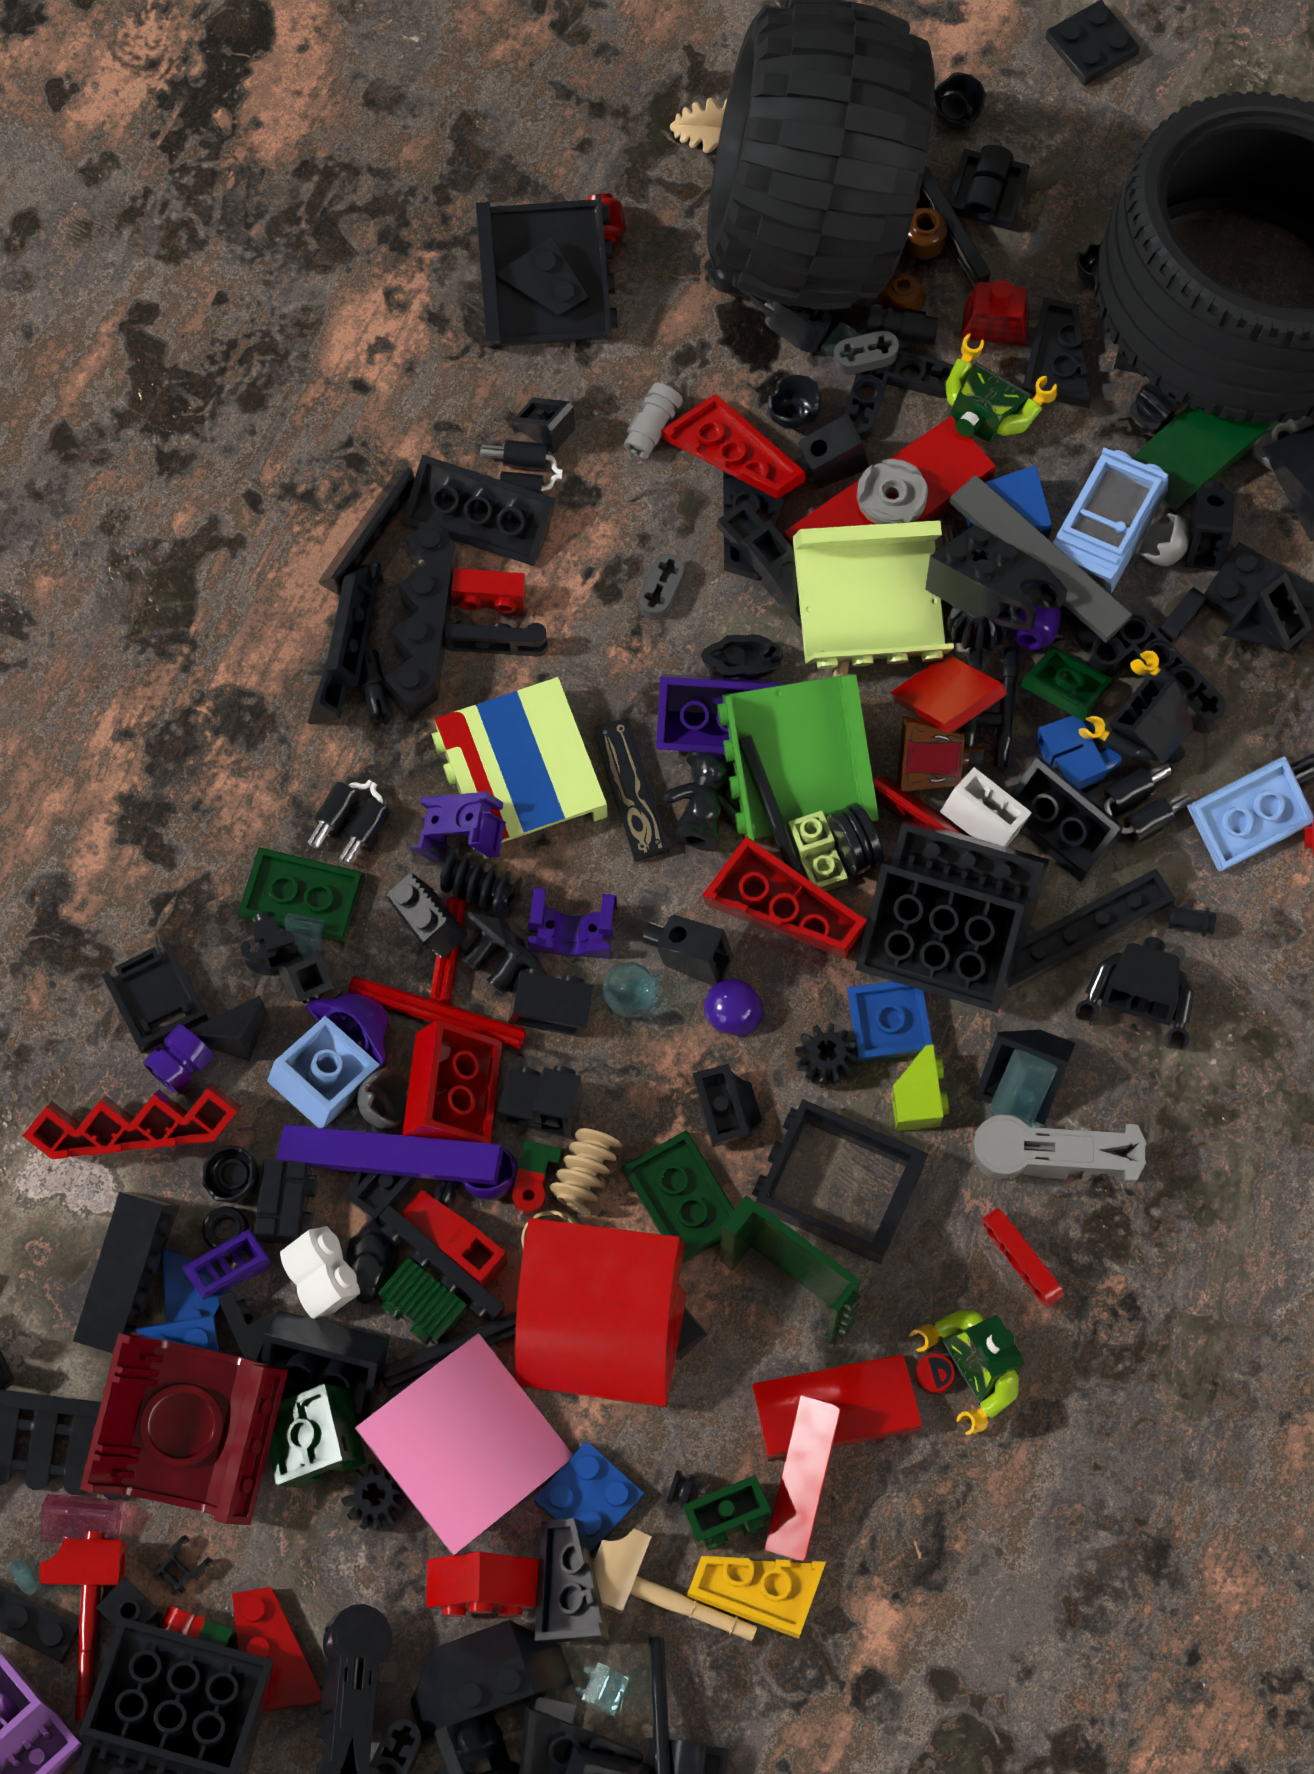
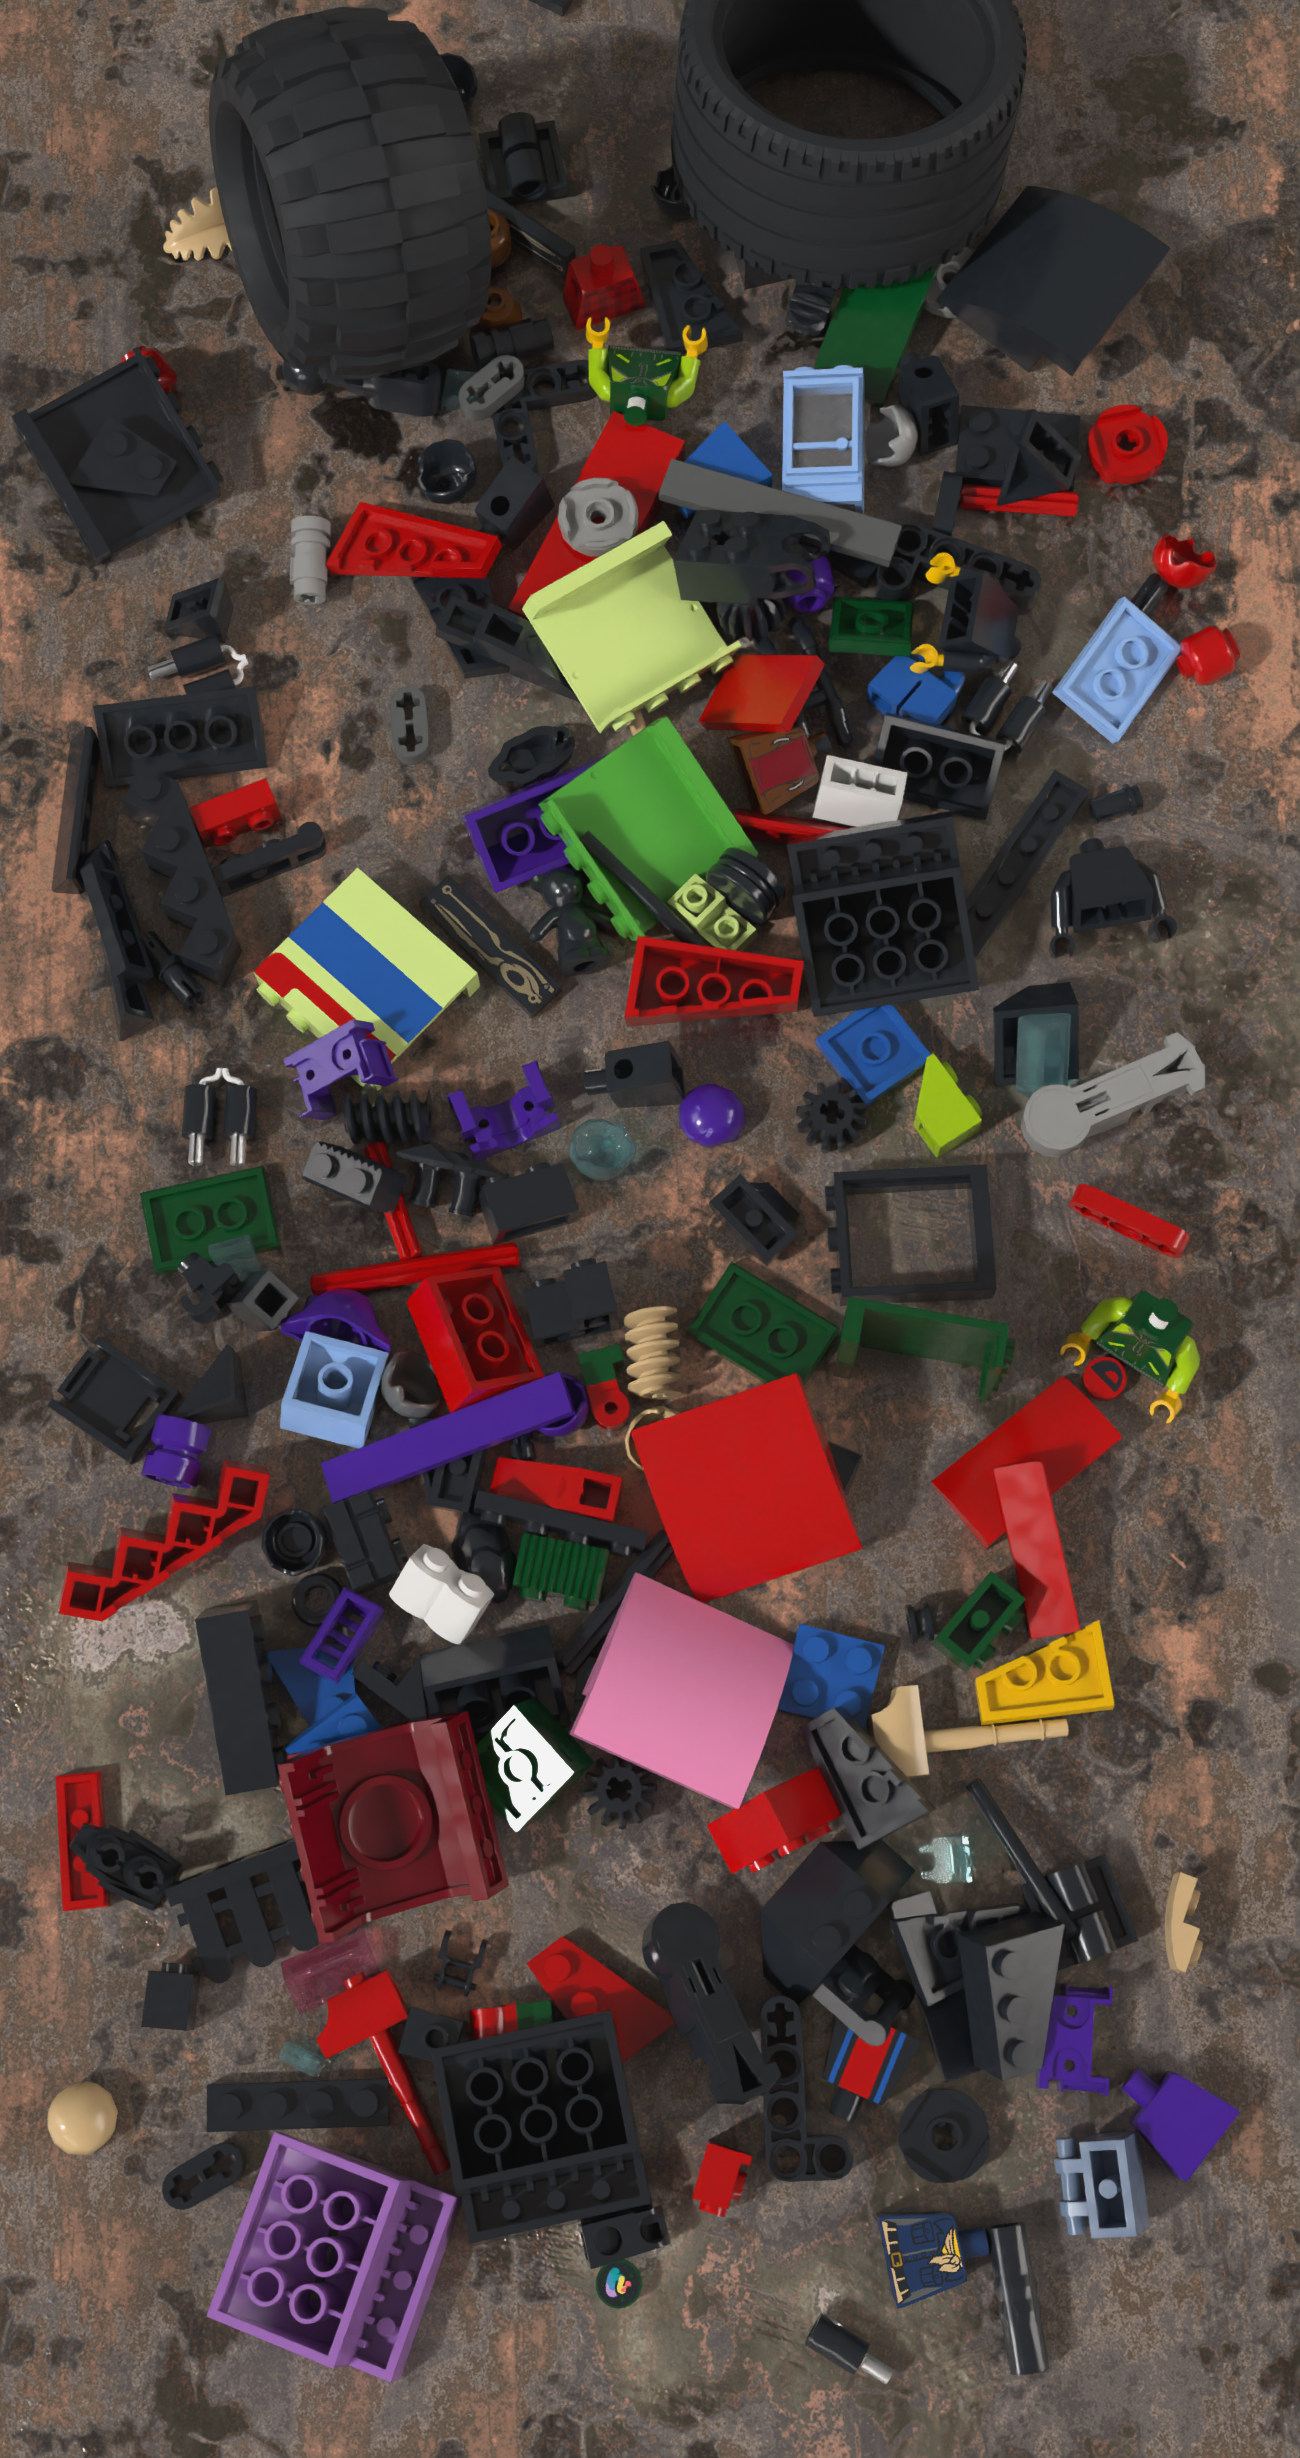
camera: 25 degrees left, 5 degrees up
(1218, 624) = (986, 498): none -> red axle

